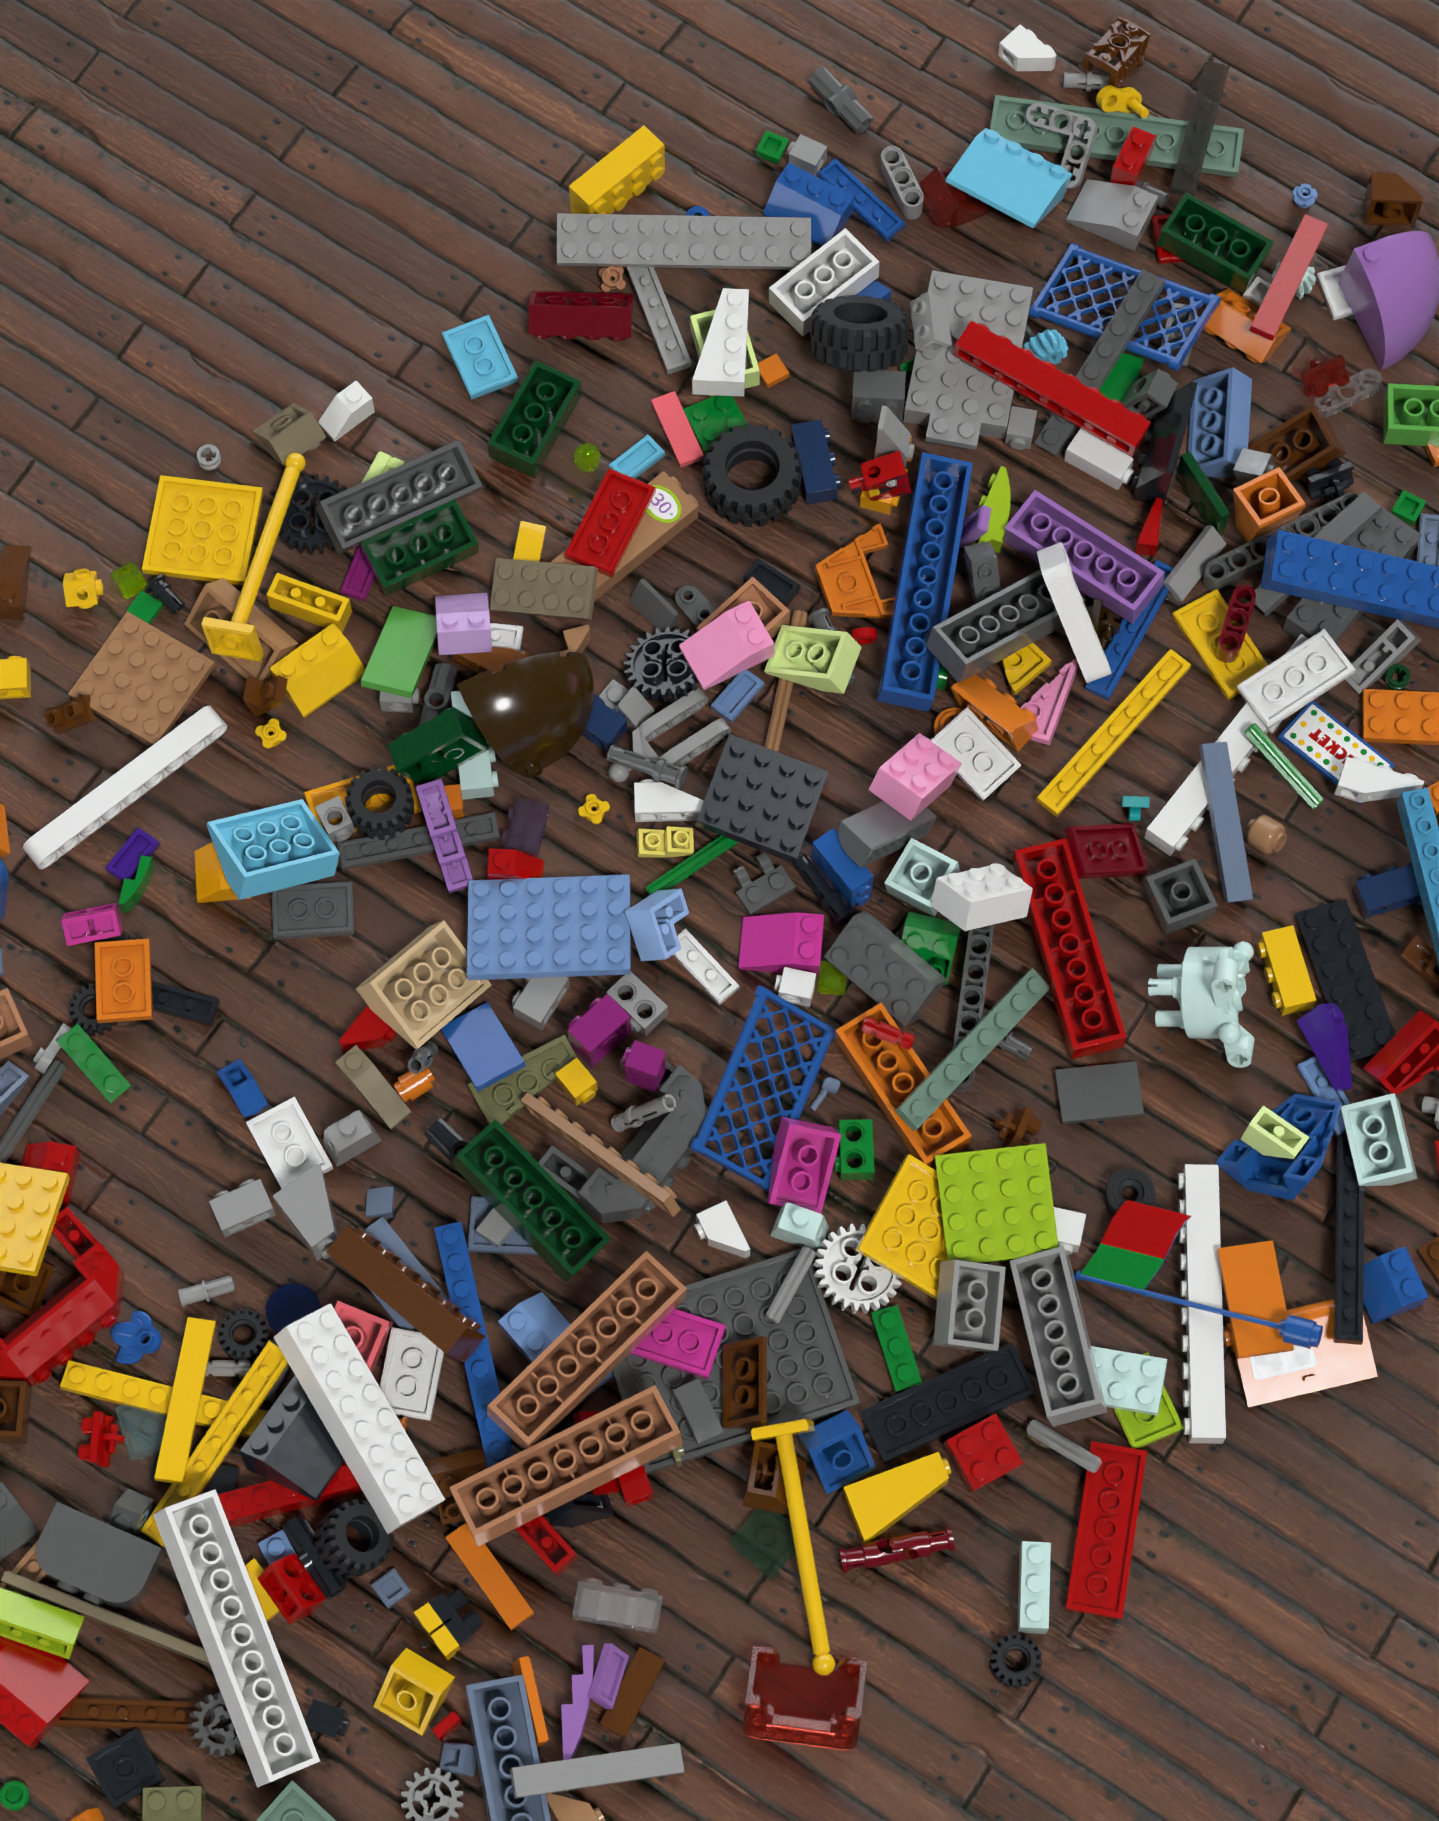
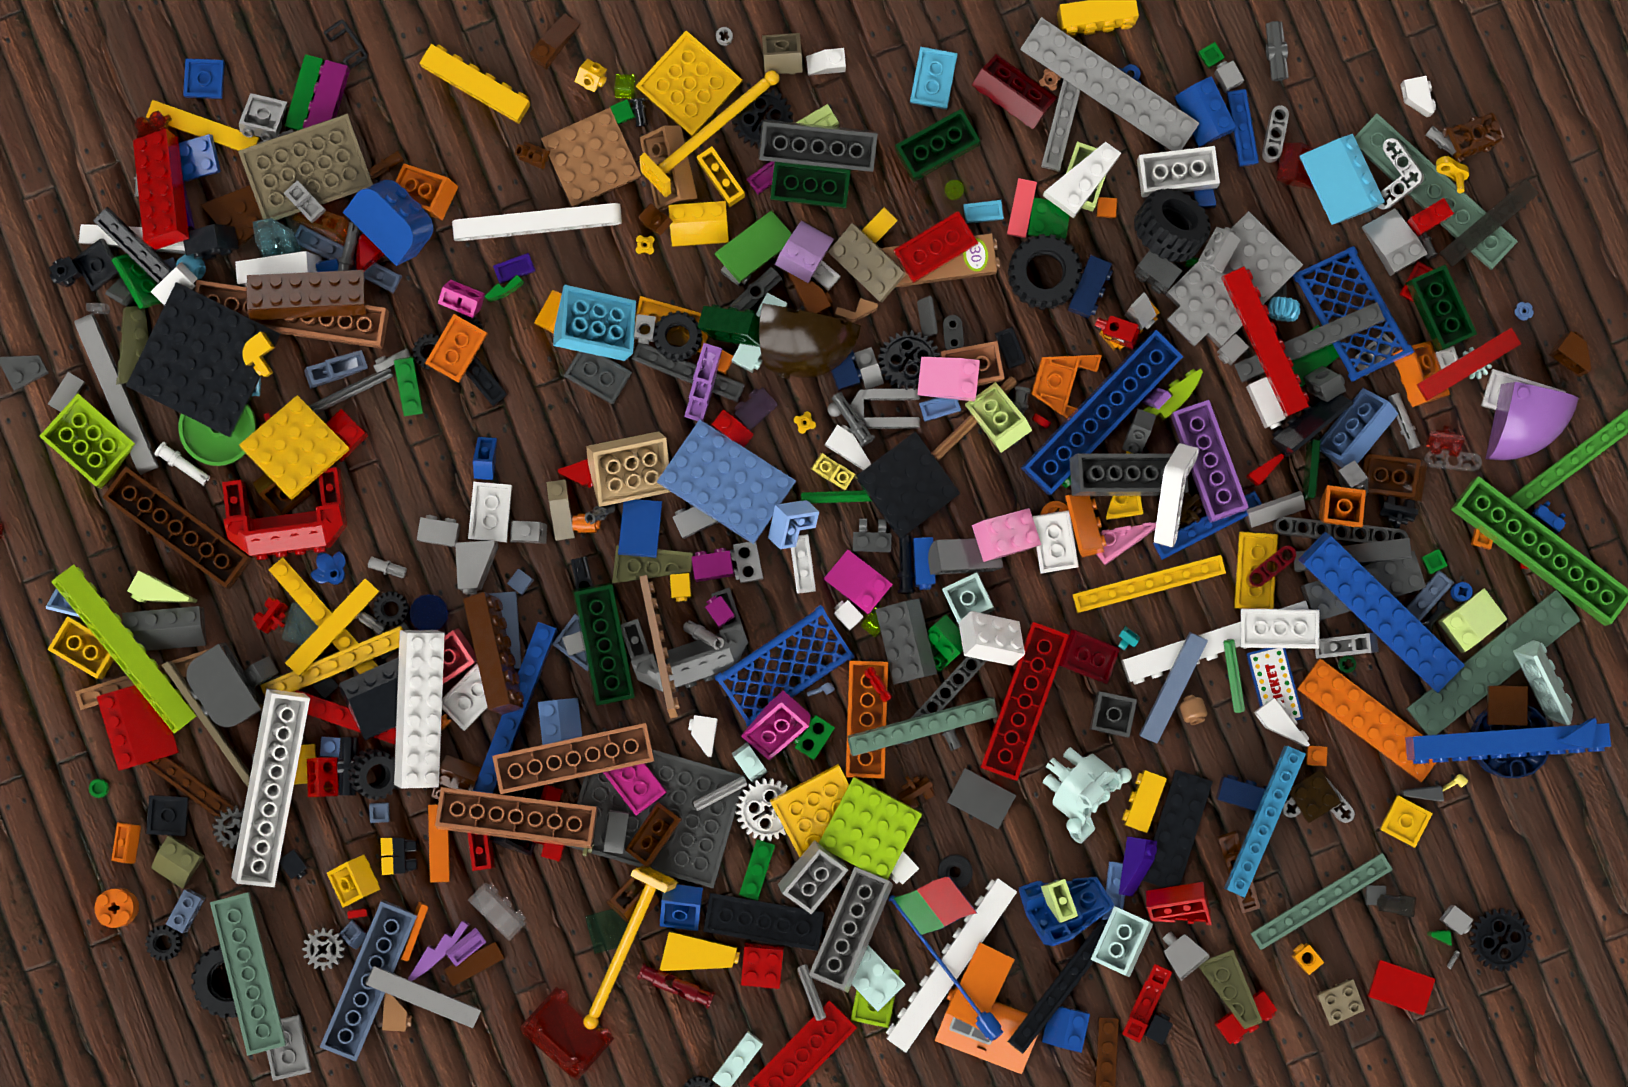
camera: 35 degrees right, 15 degrees up
(1289, 400) = (1404, 422): none -> light grey pin

